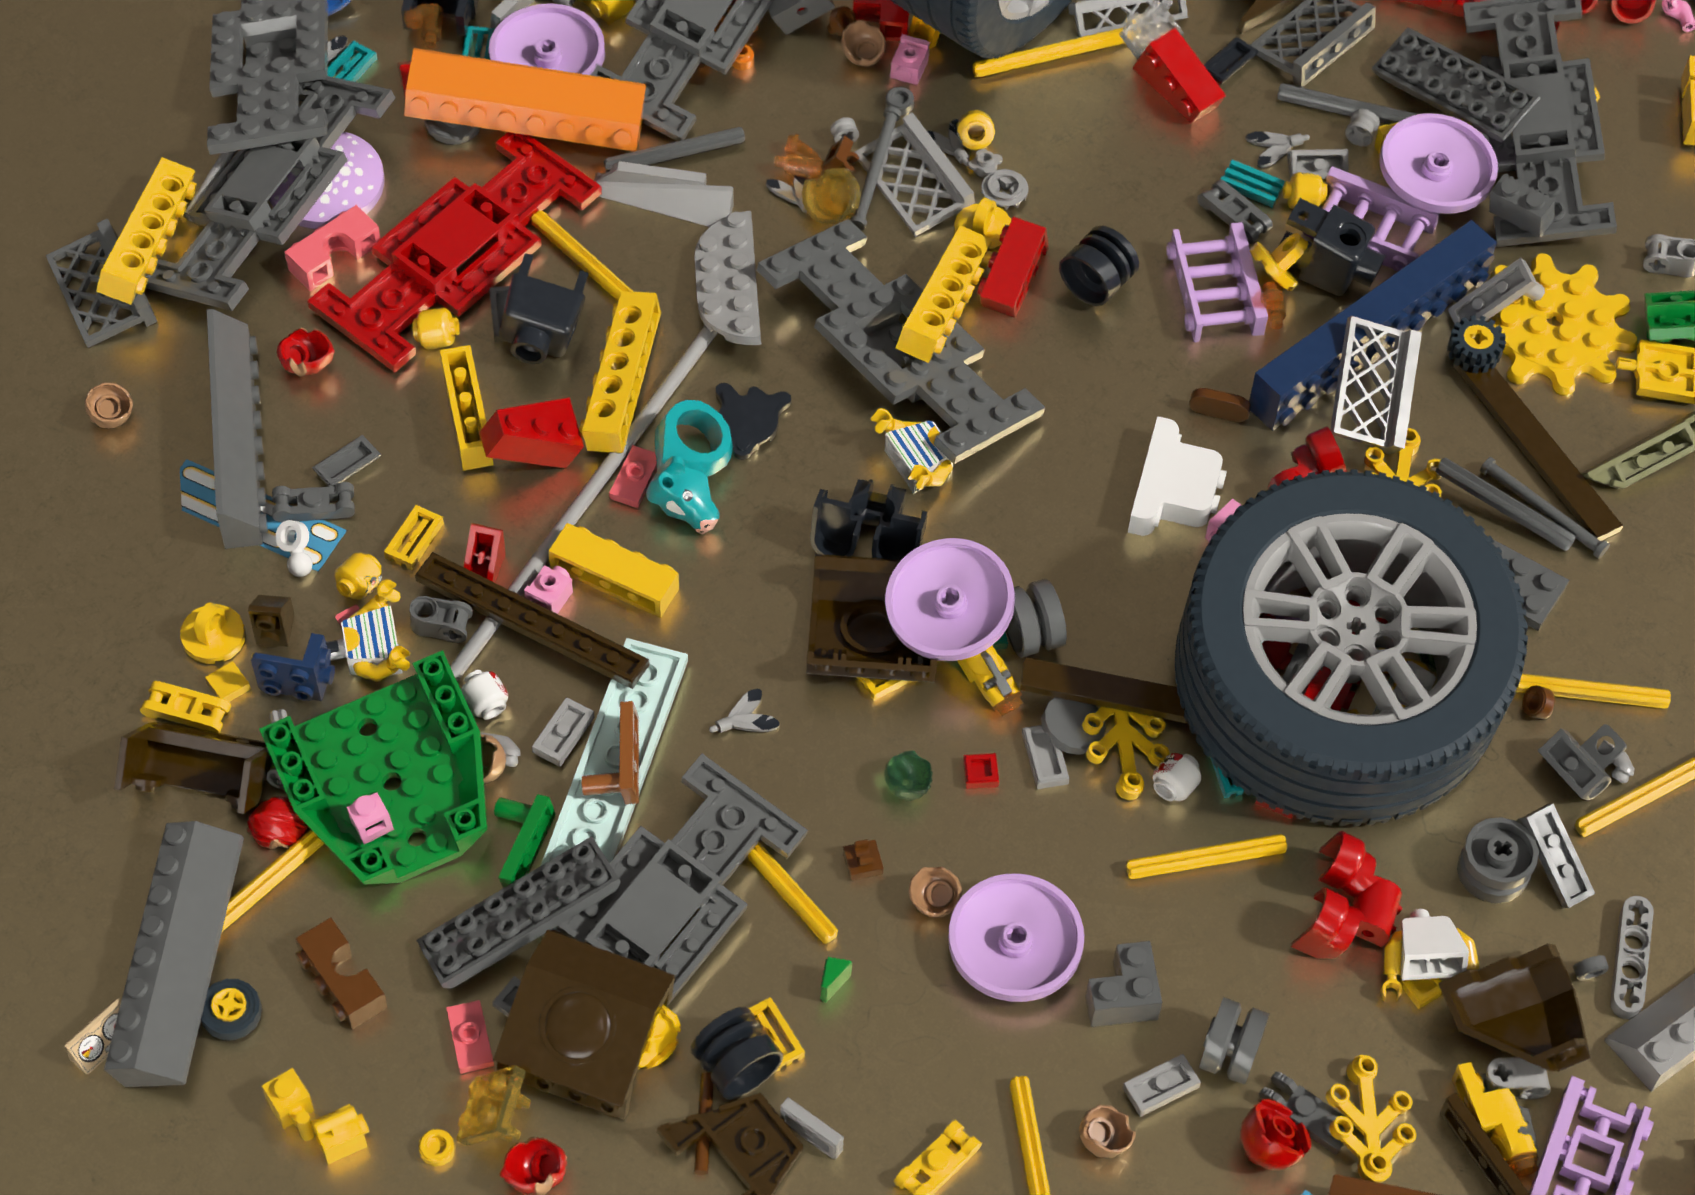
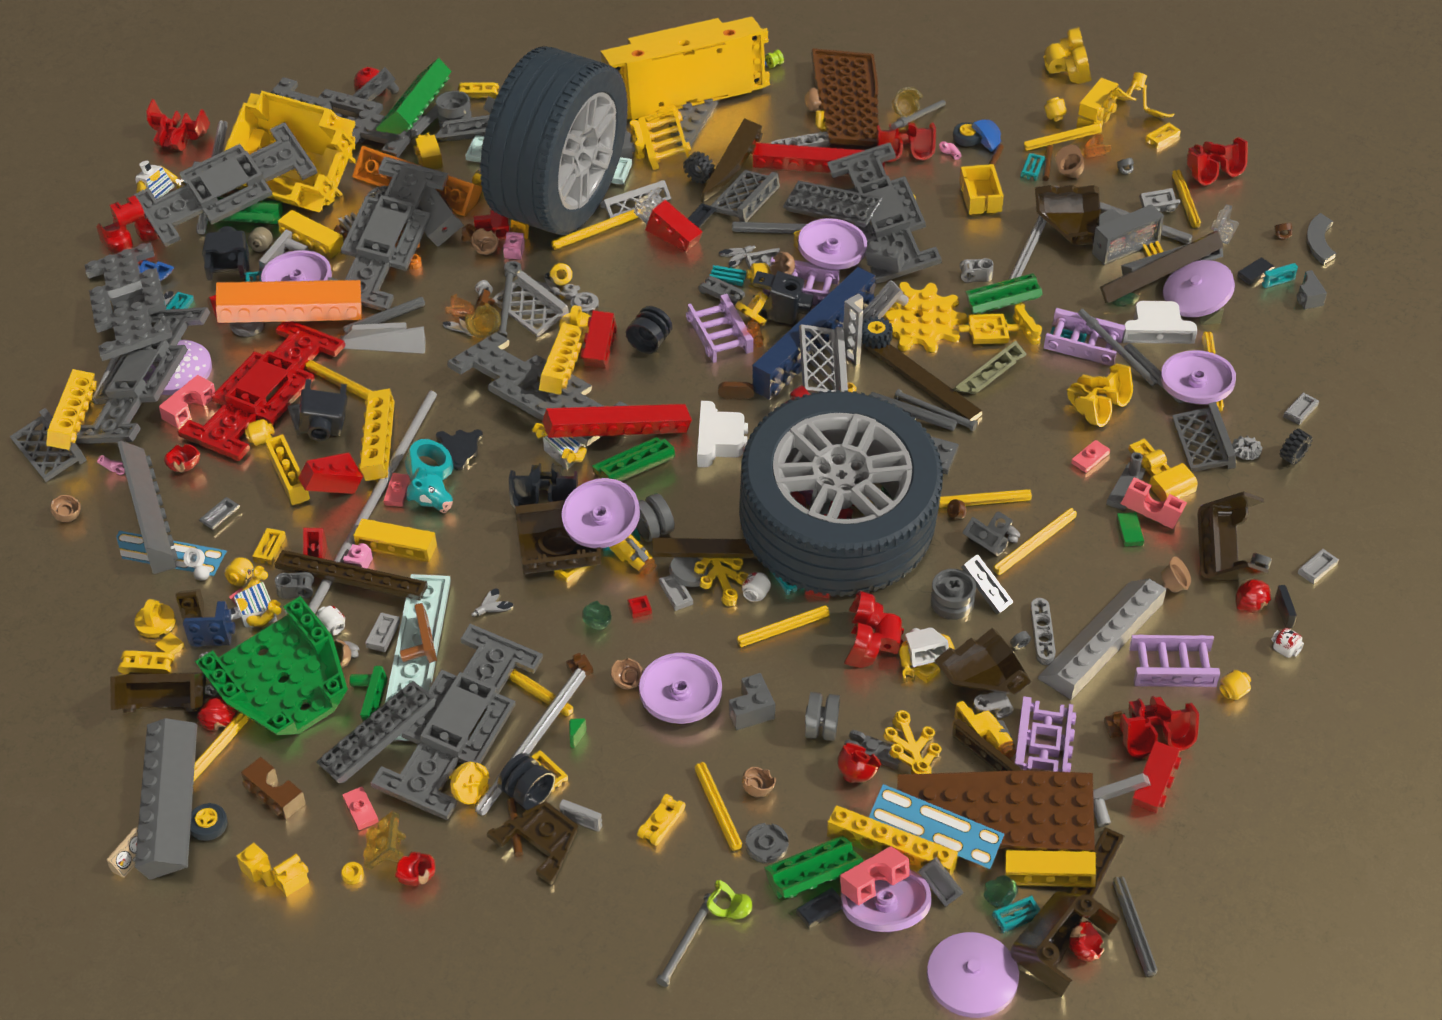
camera: 10 degrees left, 10 degrees down
(192, 339) = (112, 465): none -> bright pink arm
(313, 503) = (204, 538): dark grey plate -> none
(366, 812) = (272, 691): bright pink brick -> none
(430, 19) = (219, 270): clear orange plant -> none
(583, 1022) = (429, 782): dark brown panel -> none
(728, 279) = (431, 376): light grey plate -> none
(764, 972) = (535, 735): none -> light grey axle
(1010, 430) = (616, 420): none -> red brick
(1025, 504) = (635, 460): none -> green brick
(1161, 1085) = (785, 751): light grey plate -> none
(1346, 189) = (783, 262): none -> medium nougat hair
(1362, 127) = (784, 236): light grey wheel -> none
(1438, 336) = (853, 328): none -> light grey fence

